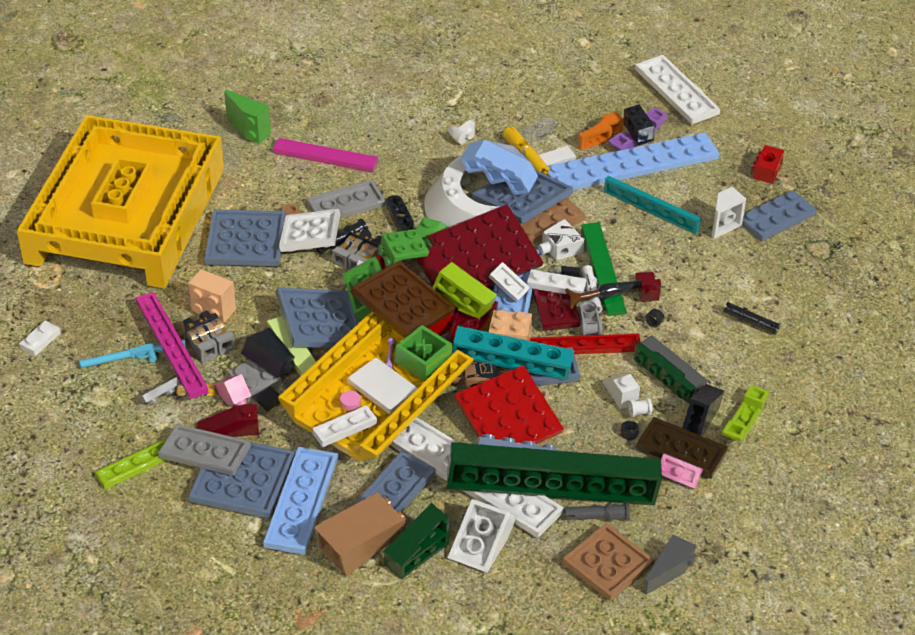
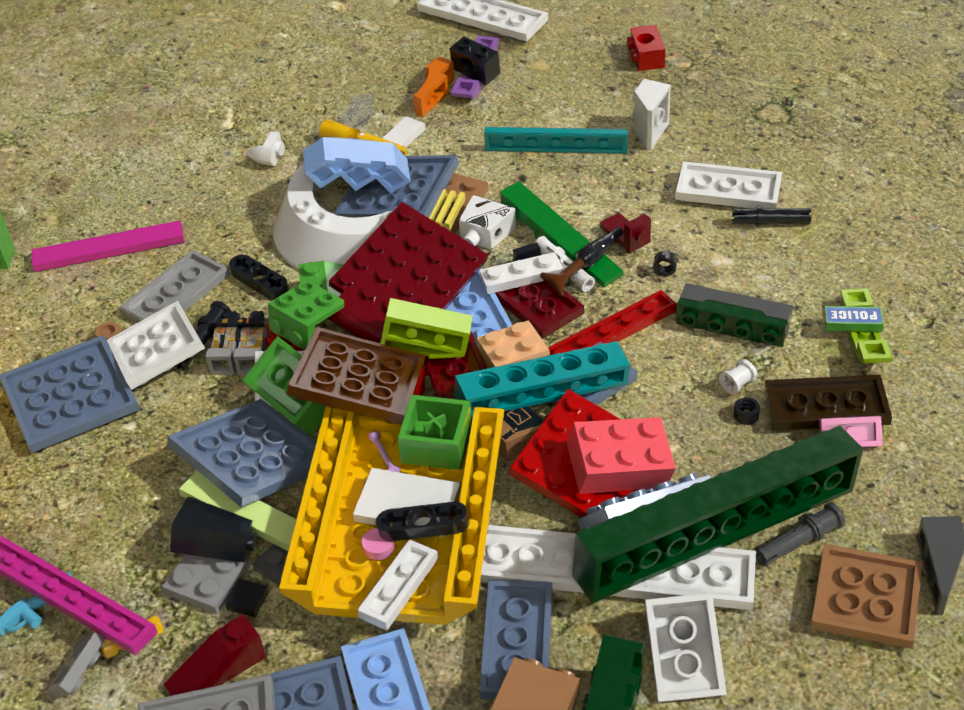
camera: 25 degrees left, 0 degrees up
(208, 334) = (100, 549): hips -> none
(212, 294) = (74, 490): light nougat brick -> none
(233, 390) = (189, 610): bright pink slope -> none
(392, 402) = (411, 514): none -> black beam
(509, 282) = (467, 295): white plate -> none
(522, 415) = (620, 455): none -> coral brick
(539, 219) = (448, 199): none -> light yellow tile
(590, 319) = (594, 297): light grey piece -> none
(622, 389) = (698, 363): white slope -> none
(635, 161) = (496, 103): light blue plate -> none
(702, 409) = (815, 343): black slope -> none
(741, 285) = (728, 185): none -> white plate
(742, 405) = (853, 318): none -> tile
(778, 215) = (700, 96): sand blue plate -> none

